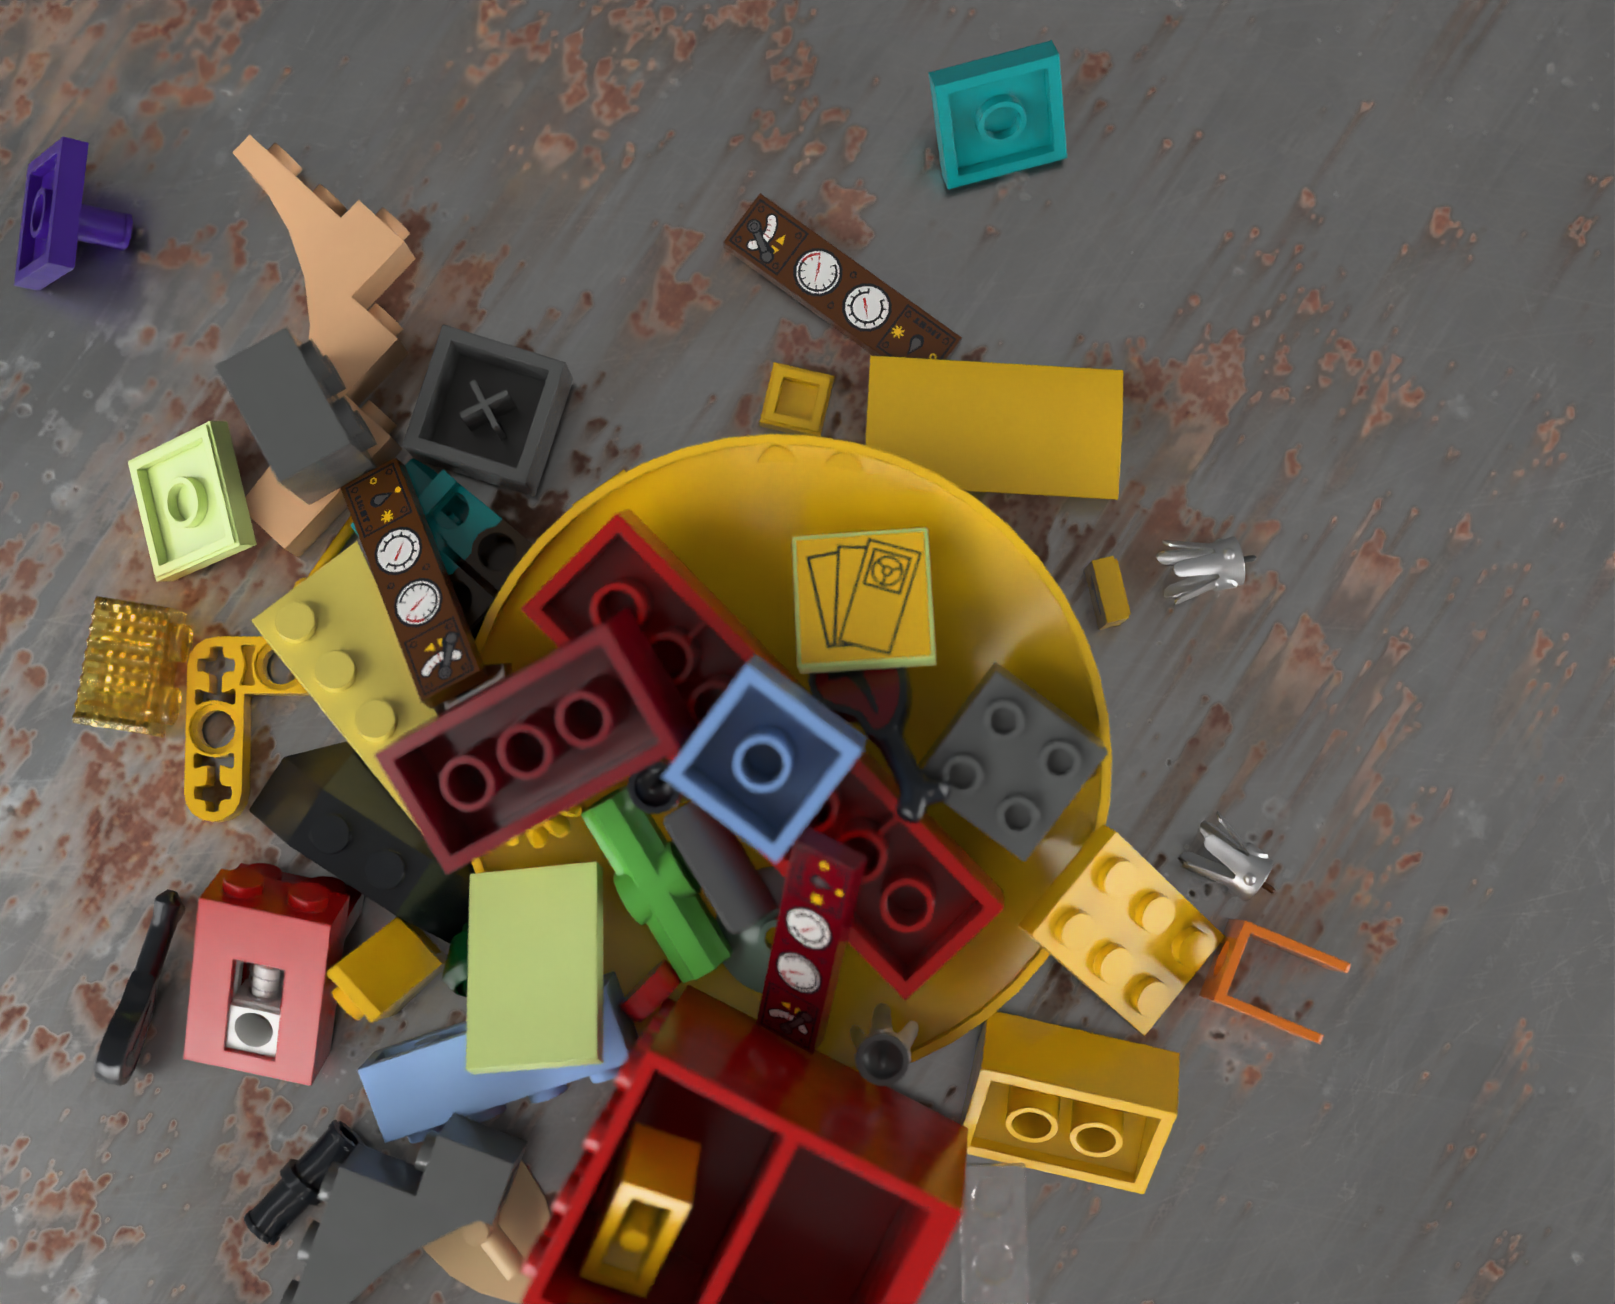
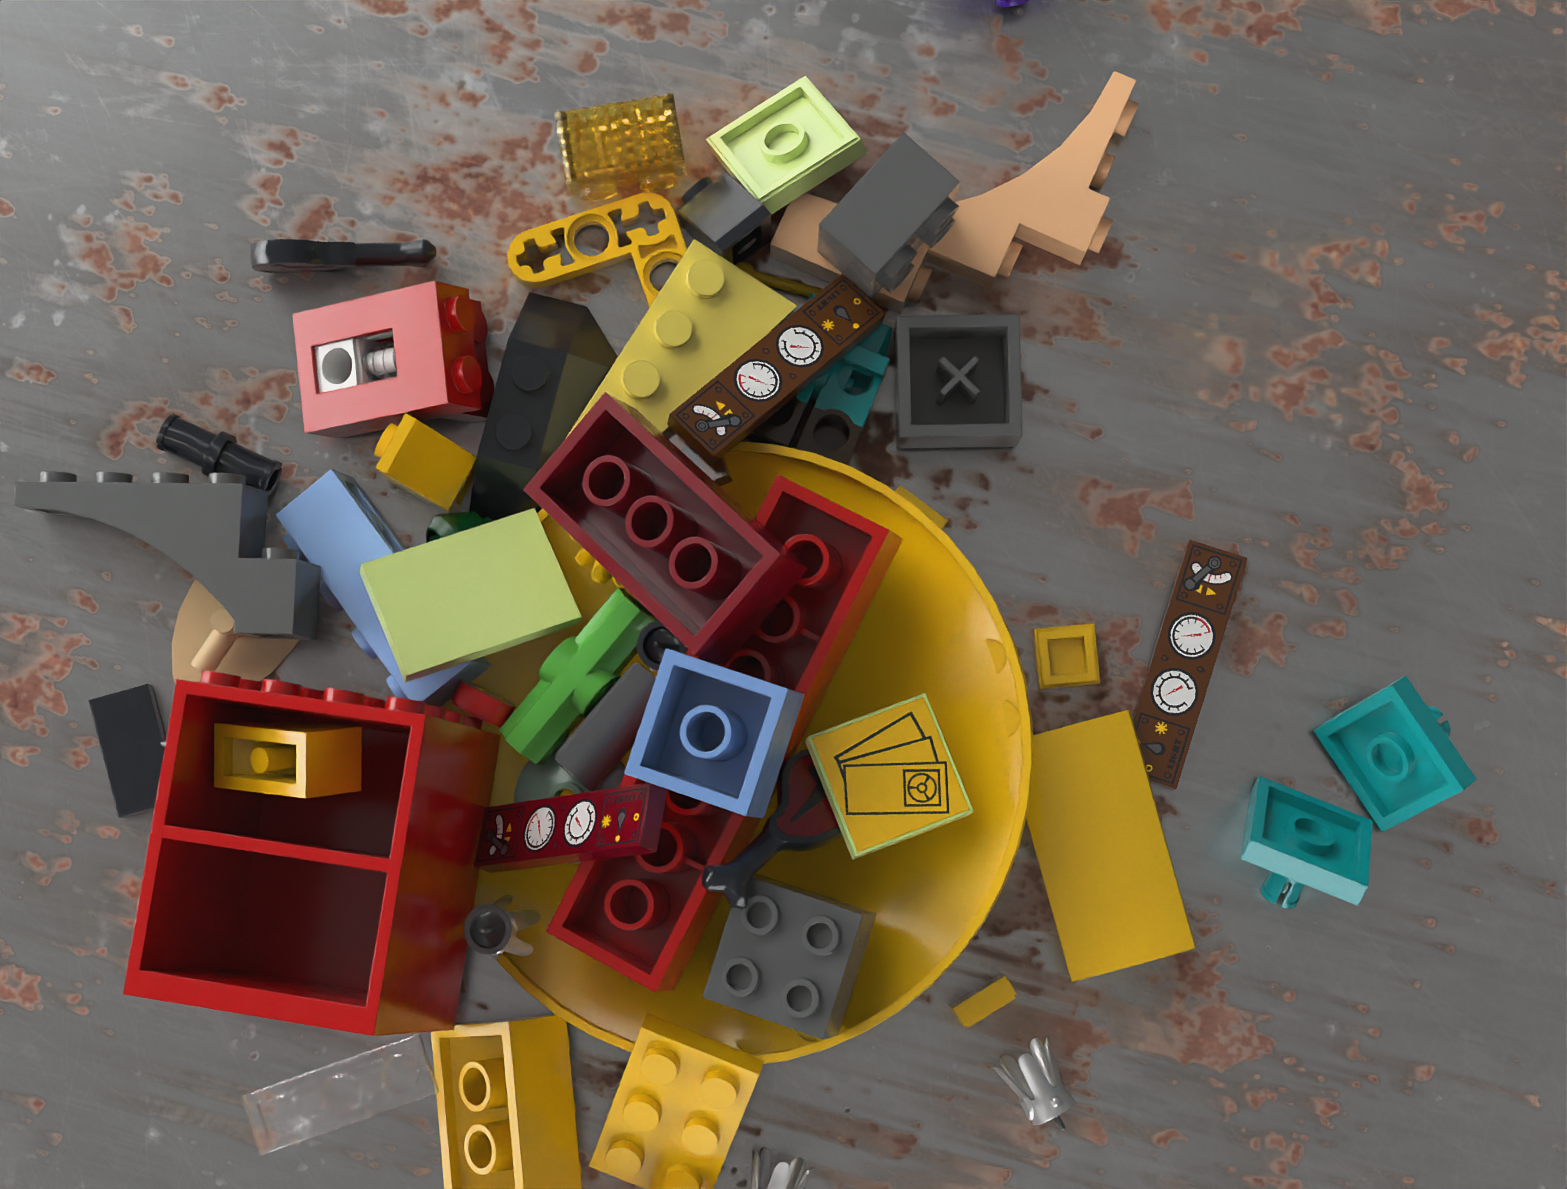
camera: 70 degrees right, 0 degrees up
(241, 584) = (725, 218): none -> black slope
(1058, 228) = (1305, 844): none -> teal tile

